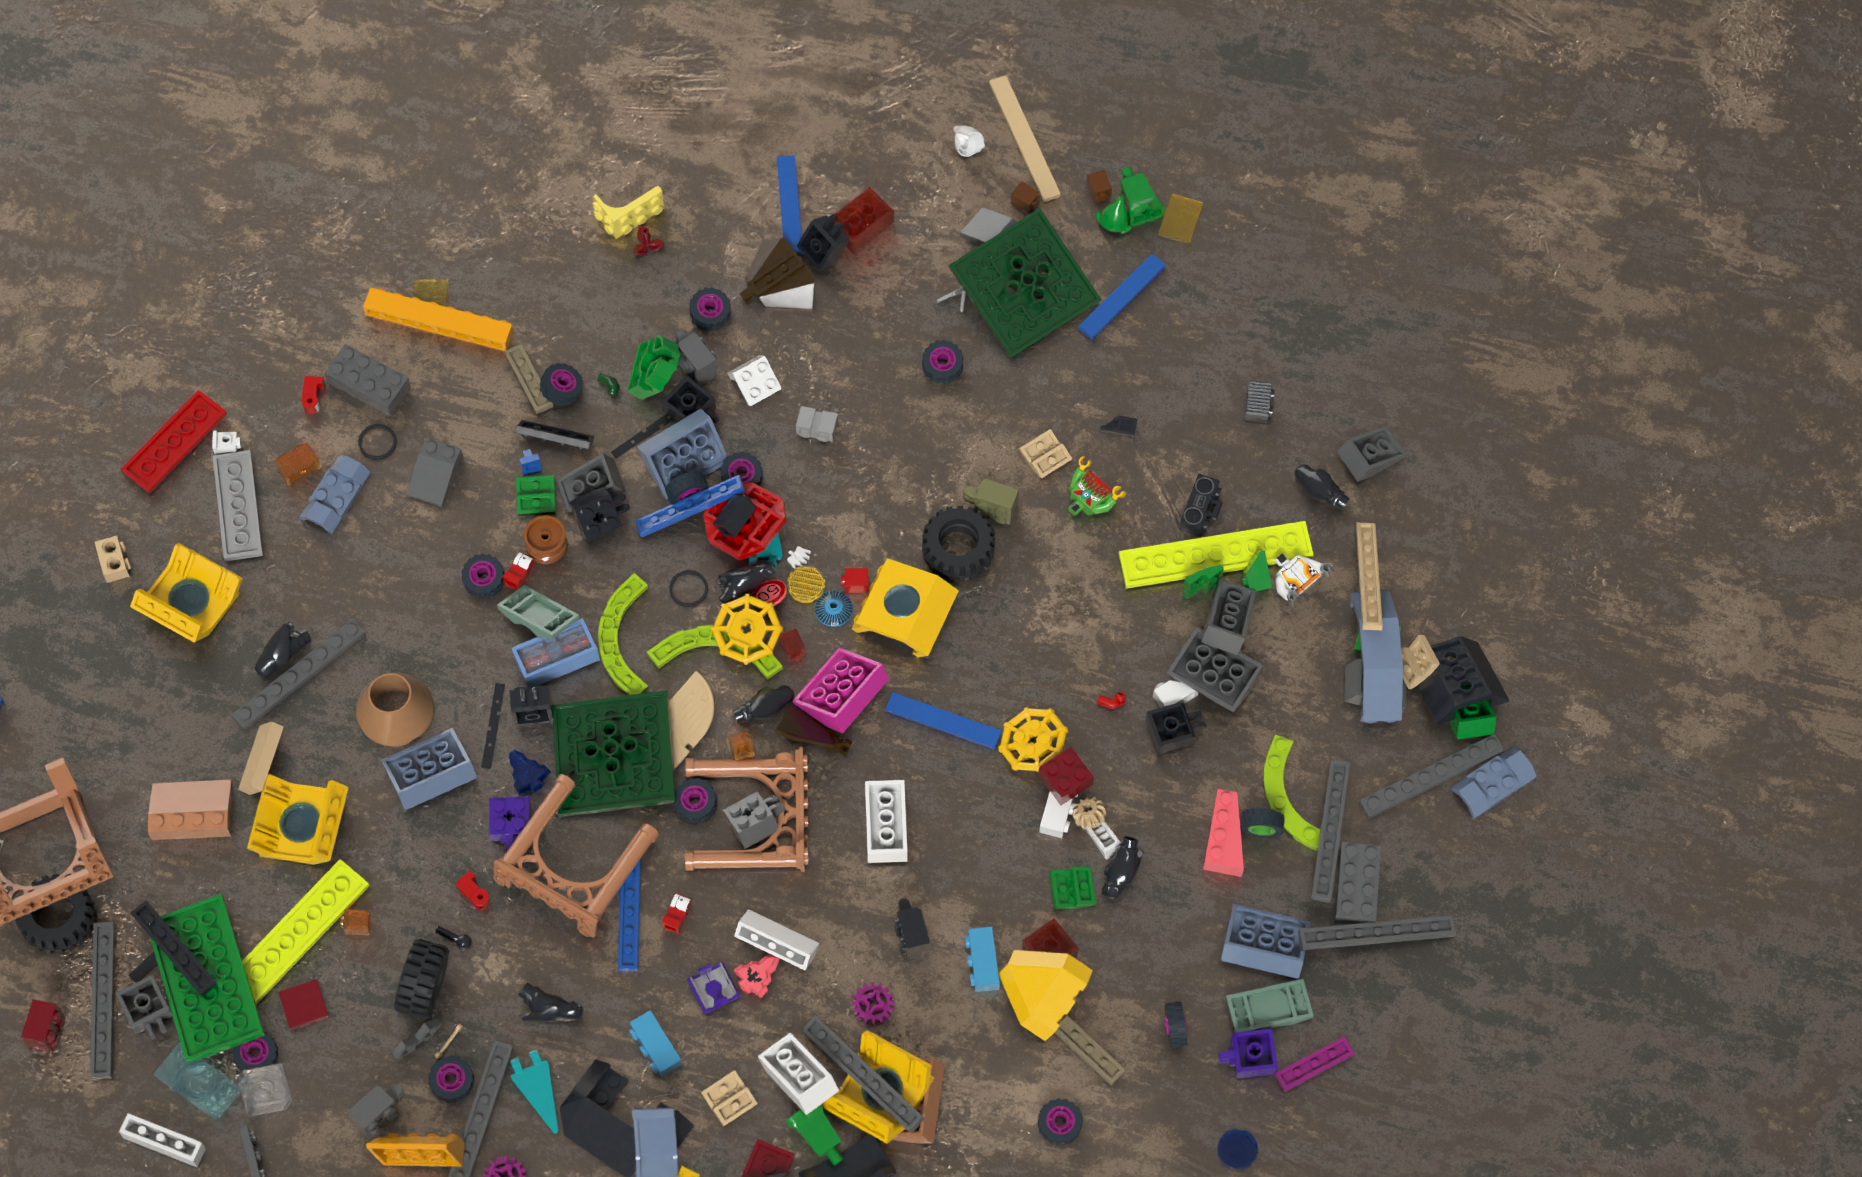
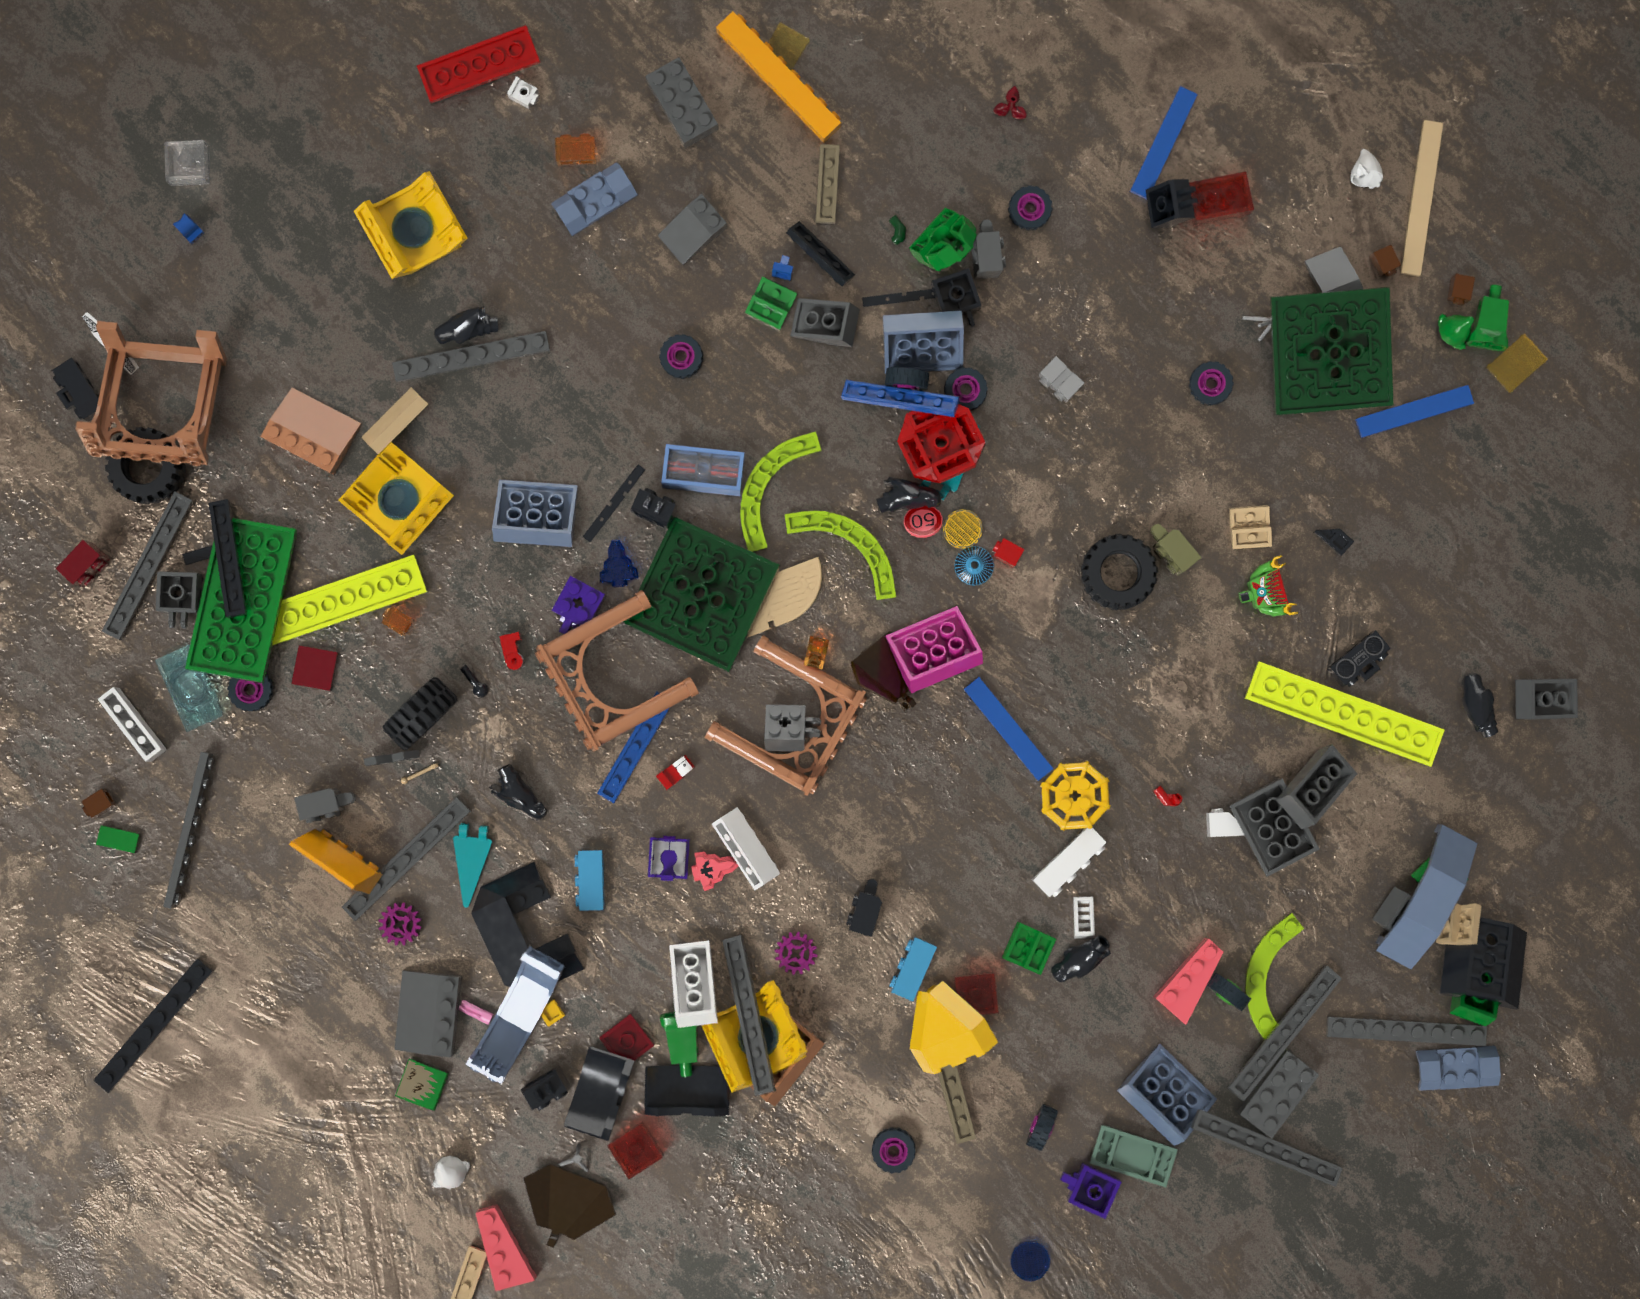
camera: 30 degrees right, 20 degrees up
(110, 559) = (359, 150): tan brick -> none
(237, 505) = (502, 161): light grey plate -> none
(264, 1089) = (239, 730): clear brick -> none
(311, 393) = (624, 87): red leg -> none
(377, 426) = (656, 184): black piece -> none
(396, 726) = (554, 455): medium nougat cone -> none
(451, 1091) = (414, 807): black wheel -> none
(519, 571) = (716, 369): red leg -> none
(537, 612) = (708, 423): sand green slope -> none
(545, 539) = (754, 366): dark orange wheel -> none
(555, 392) = (863, 206): black wheel -> none
(603, 504) = (814, 357): black hinge -> none
(623, 219) = (1000, 74): light yellow bracket -> none
(693, 603) = (851, 454): black piece -> none
(703, 809) = (757, 687): black wheel -> none
(728, 1098) = (627, 962): tan slope -> none
(734, 515) = (932, 435): black brick -> none
(751, 639) = (894, 547): yellow plate -> none
(755, 380) = (1030, 302): white bracket -> none
(764, 704) = (858, 625): black animal -> none
(779, 278) = (1111, 212): dark brown panel -> none
(792, 645) = (915, 582): clear red brick -> none
(798, 557) = (970, 497): white piece -> none
(886, 821) = (902, 796): white brick -> none
(906, 606) = (1036, 605): yellow panel -> none
(1066, 776) = (1081, 851): dark red brick -> none
(1089, 813) = (1083, 899): tan gear -> none
(1178, 720) = (1215, 852): black hinge -> none
(1204, 579) = (1318, 736): green slope -> none
(1257, 573) = (1369, 756): green slope -> none
(1258, 401) = (1474, 589): black brick -> none
(1298, 575) = (1403, 779): torso -> none
(1314, 1064) = (1141, 1227): magenta plate -> none
(1369, 576) = (1466, 824): tan tile -> none

